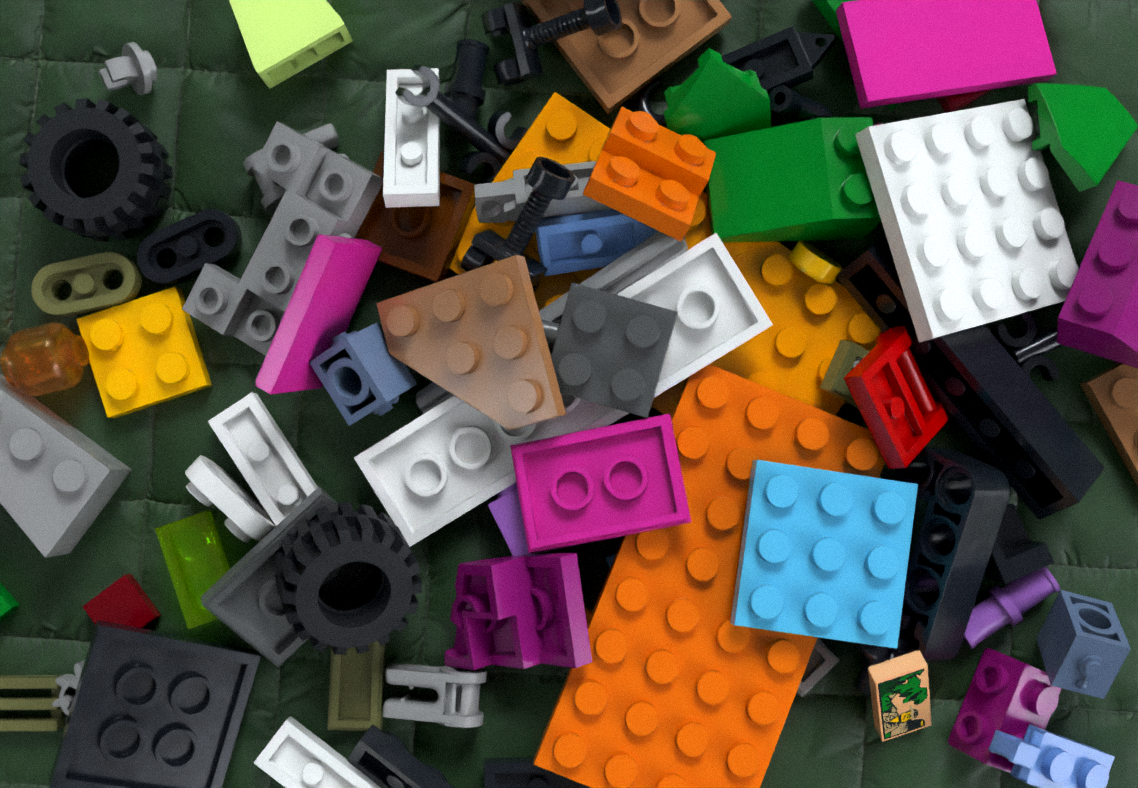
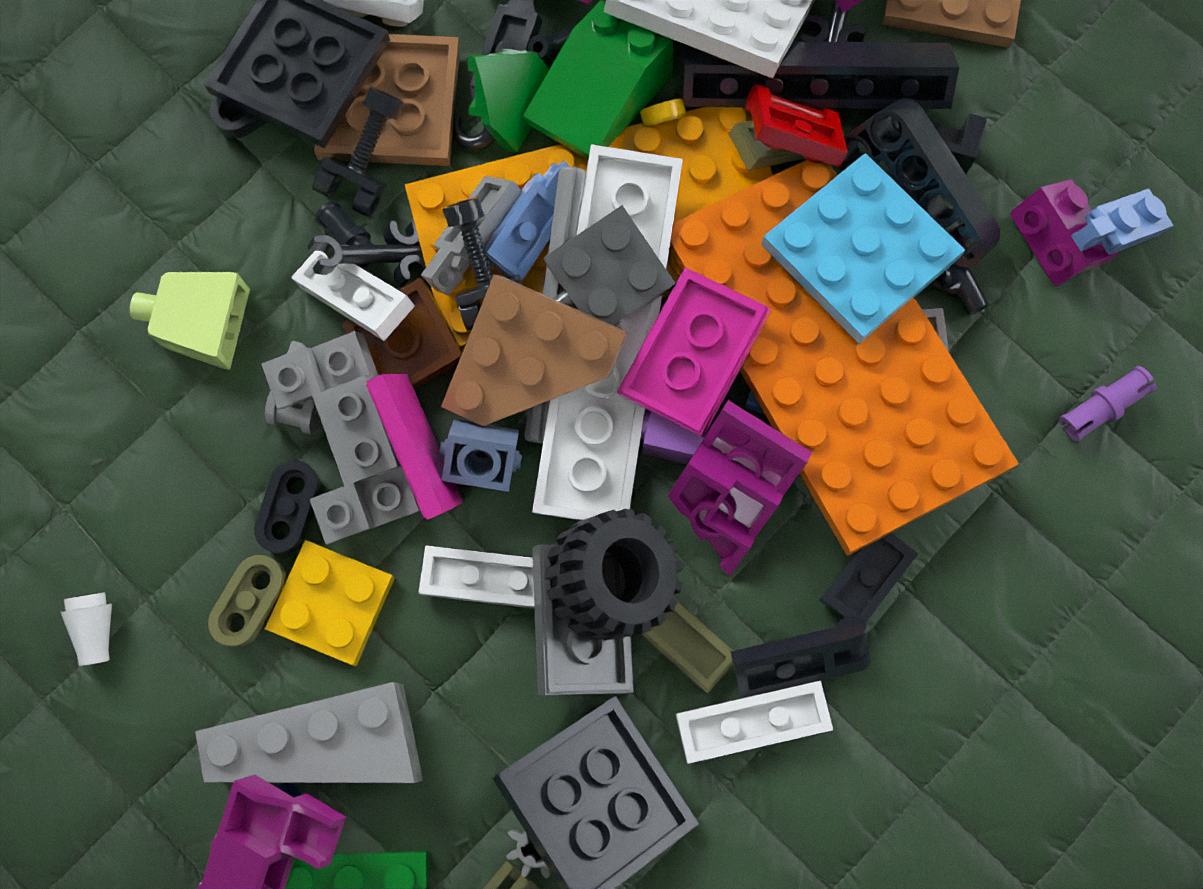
camera: 45 degrees left, 10 degrees down
(44, 359) = (273, 671): clear orange head -> none
(62, 148) = (145, 506): black tyre -> none
(123, 604) = (486, 765): dark red tile -> none
(132, 68) = (131, 444): light grey plate -> none
(194, 562) = (511, 689): clear neon green plate -> none
(214, 486) = (465, 628): white plate -> none
(450, 708) = (745, 579): light grey piece -> none
(650, 173) = (514, 154): orange plate -> none
(900, 695) = (999, 282): tile -> none
(1008, 605) = (992, 172): medium lavender pin -> none
(1082, 644) = (1056, 144): sand blue head -> none

